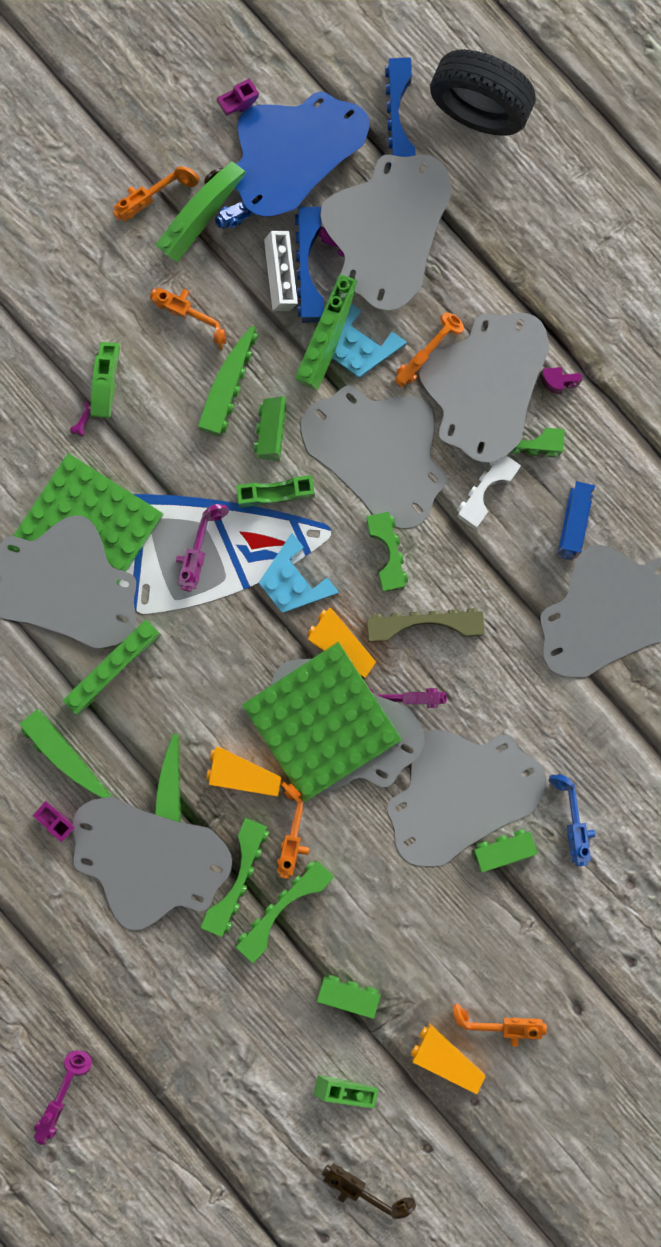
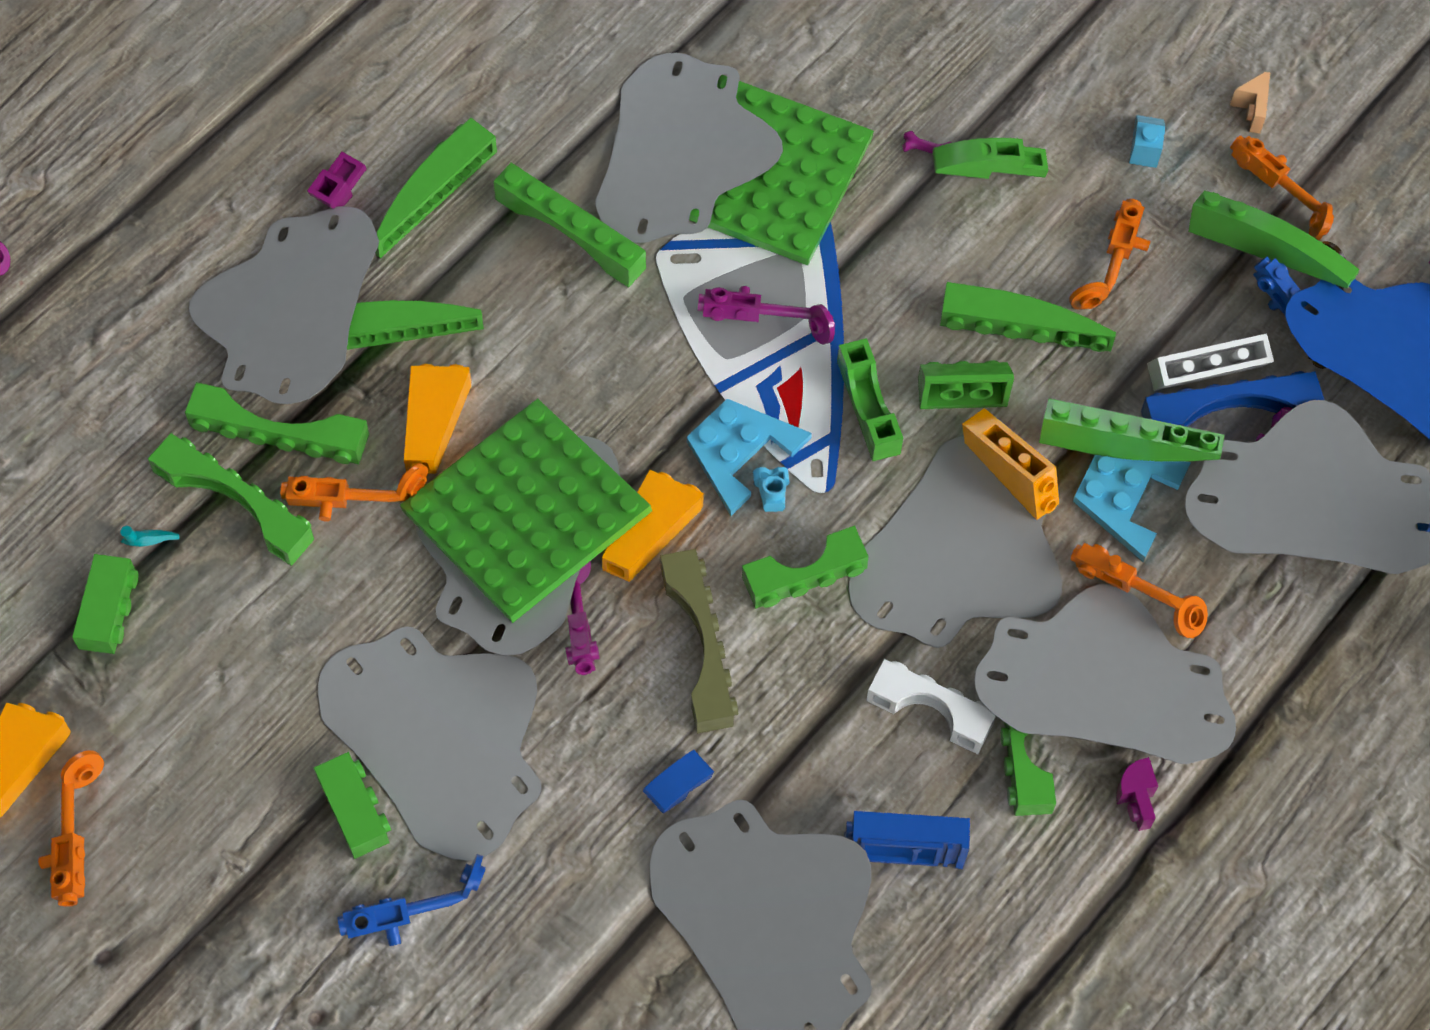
camera: 80 degrees right, 20 degrees down
(82, 193) = (1254, 98): none -> light nougat slope
(102, 272) = (1147, 141): none -> medium azure slope
(302, 966) = (145, 537): none -> teal bar
(322, 563) = (772, 487): none -> medium azure plate
(333, 409) = (1014, 463): none -> light orange slope
(515, 651) = (677, 781): none -> blue slope

